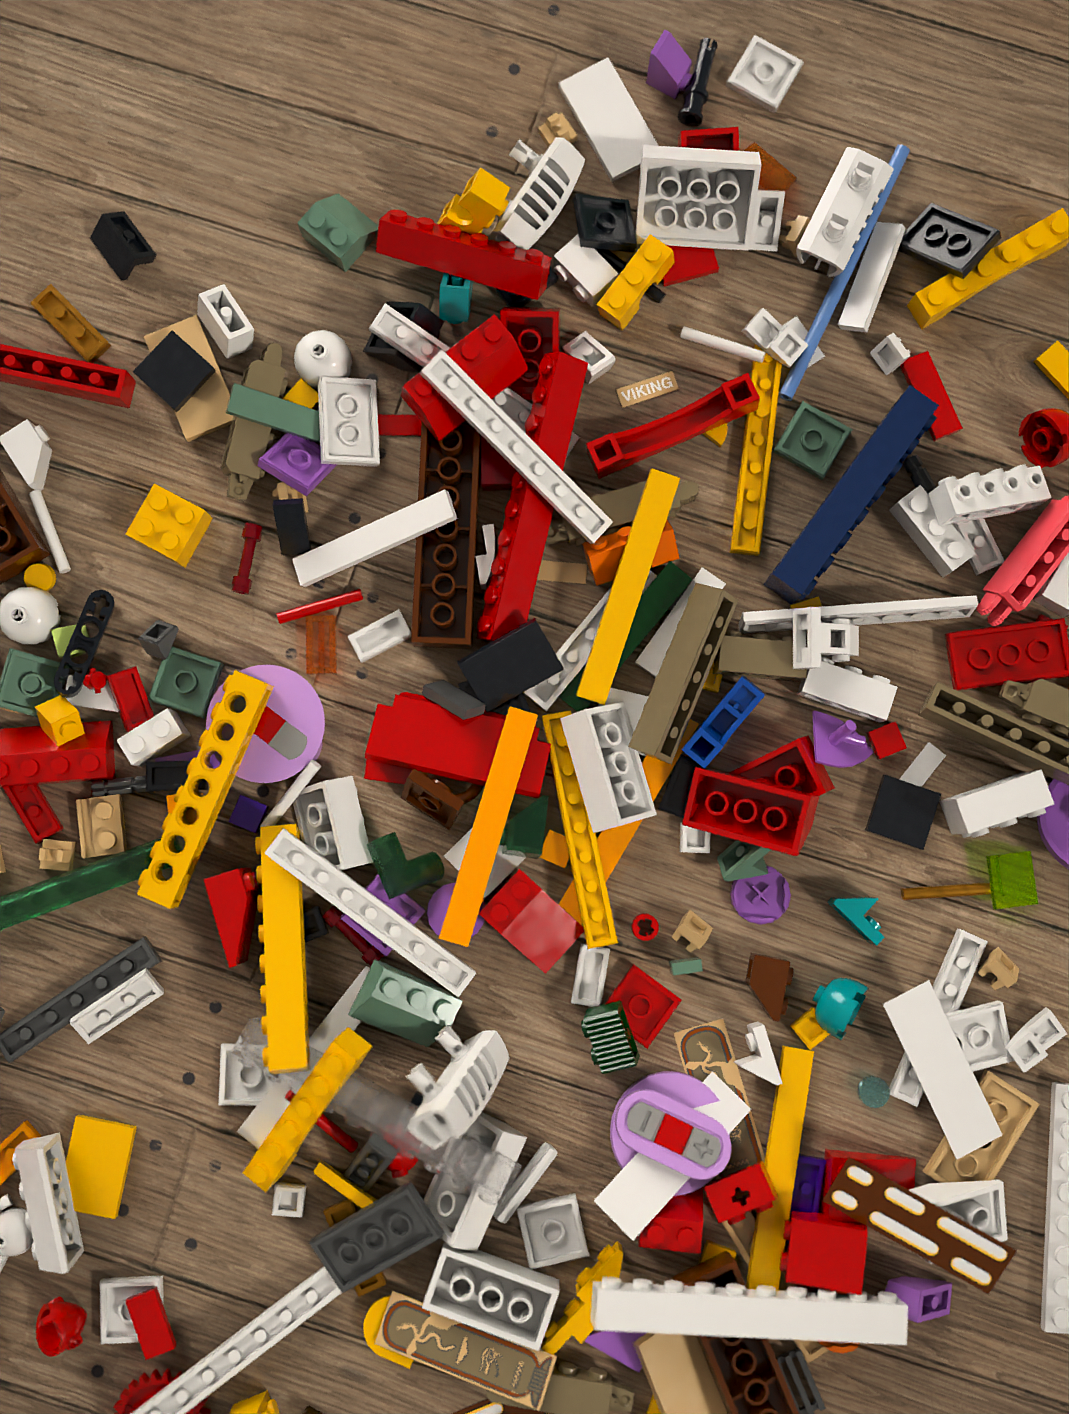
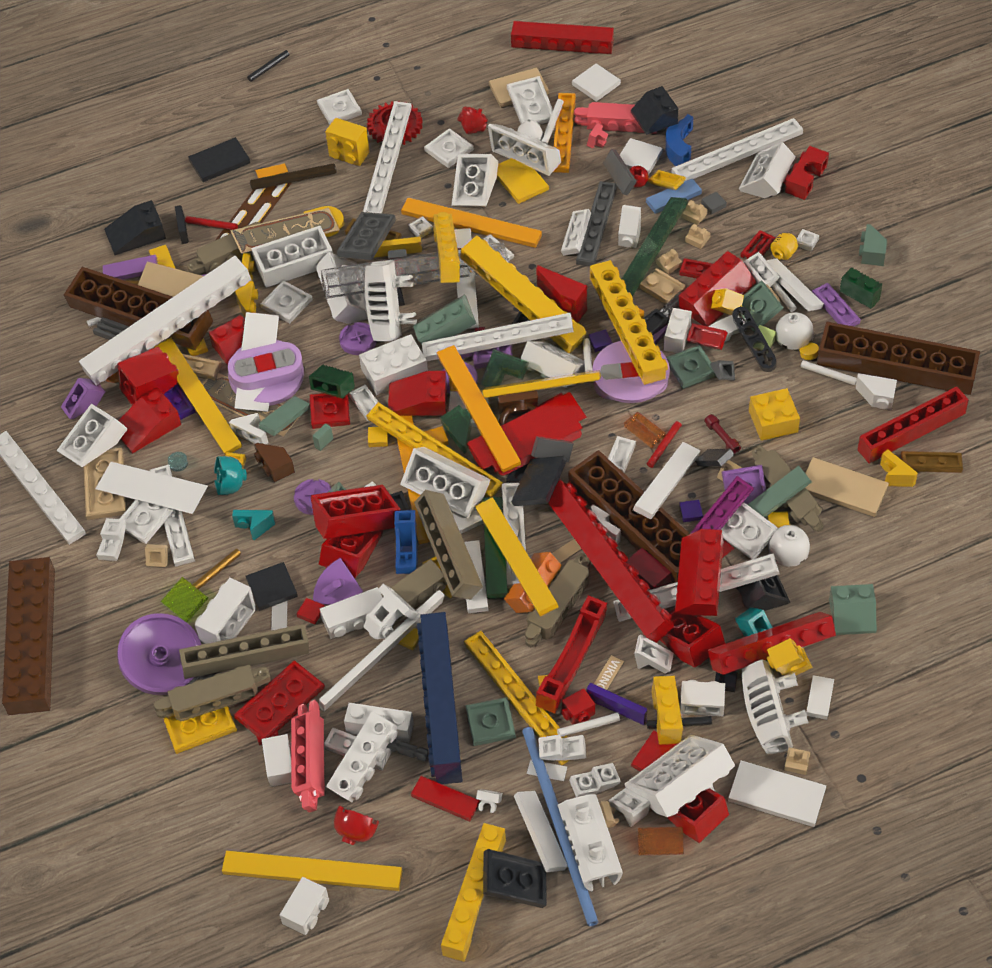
camera: 140 degrees right, 30 degrees down
(54, 942) = (629, 226): none -> white slope
(95, 680) = (730, 326): red piece -> none
(119, 336) = (899, 472): none -> yellow slope
(121, 243) = (951, 515): black panel -> none
(151, 1323) = (435, 146): red tile -> none
(159, 1209) = (474, 179): none -> white slope
(174, 371) = (853, 477): black tile -> none
(222, 1149) = (477, 223): none -> light orange tile
(225, 321) = (855, 516): white brick -> none
(357, 451) = (725, 505): none -> magenta tile
(377, 495) = (691, 510): none -> dark purple tile
(388, 788) = (541, 383): none -> yellow tile
(456, 178) = (820, 697): none -> white tile
(515, 446) = (636, 554): white plate -> none
(516, 998) = (392, 363): none -> white brick
(520, 1088) = (356, 338): none -> medium lavender tile
(525, 1182) = (317, 307): white axle -> none
(604, 223) = (717, 723): black tile -> none
(622, 912) = (377, 437): none -> yellow tile
(635, 928) = (359, 435): red bush -> none
(669, 66) = (772, 840): medium lavender slope -> none
(674, 340) = (617, 703): none -> dark purple tile
(694, 930) = (333, 454): tan tile -> none
(696, 93) = (743, 845): black pin -> none
(706, 1038) = (284, 415): none -> sand green tile
(715, 368) = (578, 707): none -> red brick
(752, 1178) = (209, 368): red brick -> none
(764, 73) = (718, 898): white tile -> none
(769, 285) = (596, 781): none -> white slope
(919, 1225) = (111, 410): sticker -> none

